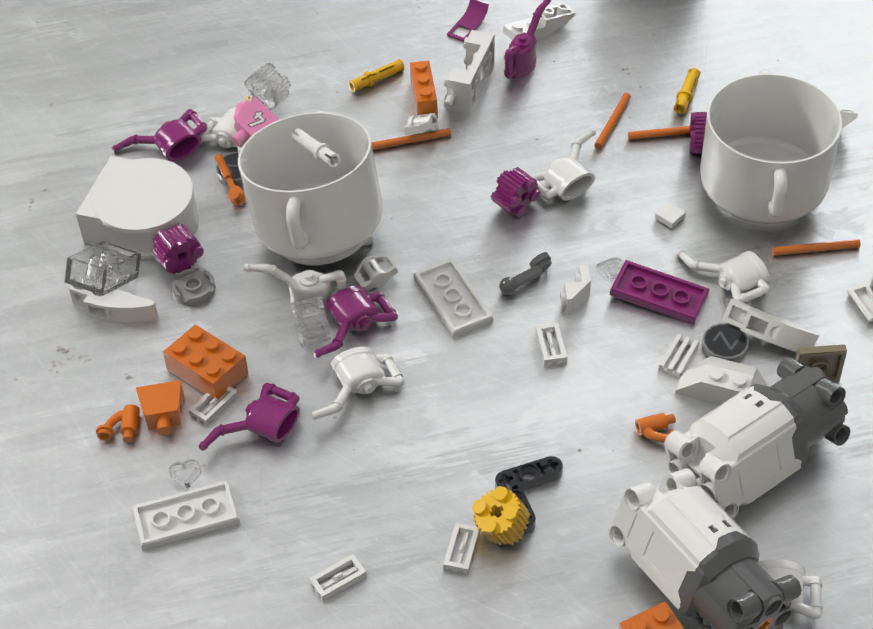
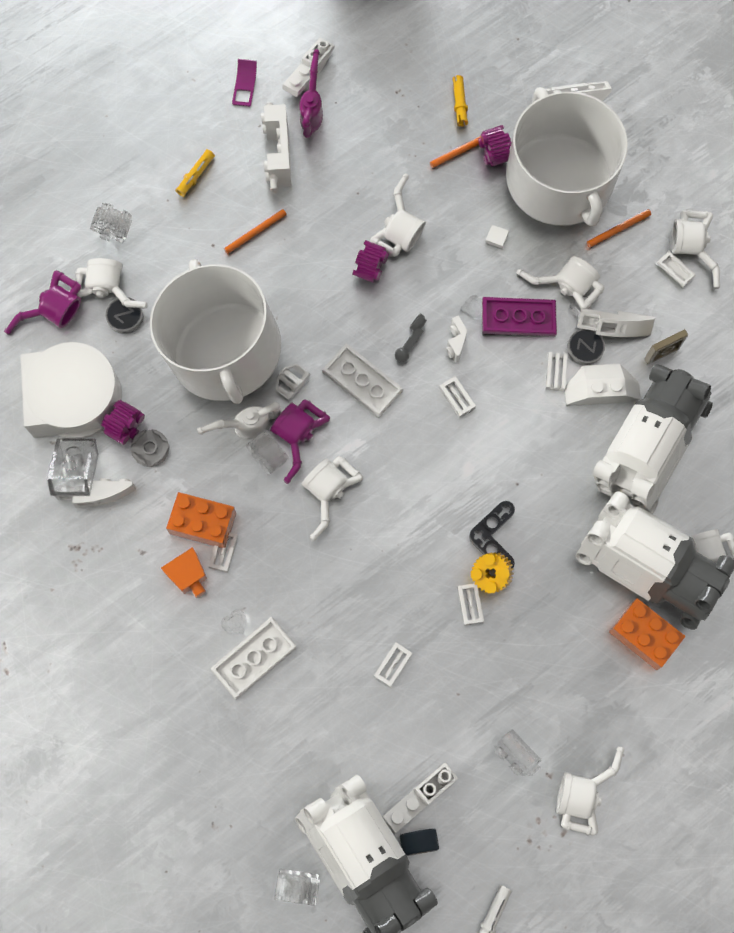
camera: 25 degrees left, 25 degrees up
(129, 424) = (168, 596): orange plant -> none
(235, 192) = (136, 341): orange piece -> none
(250, 118) = (125, 271): bright pink torso -> none
(265, 417) = (275, 551): magenta piece -> none
(319, 150) = (226, 317): white pin -> none
(421, 123) = (260, 215): white piece -> none
(423, 88) = (244, 177): orange brick -> none
(612, 121) = (412, 153): orange bar -> none
(651, 424) = (565, 440): orange plant -> none

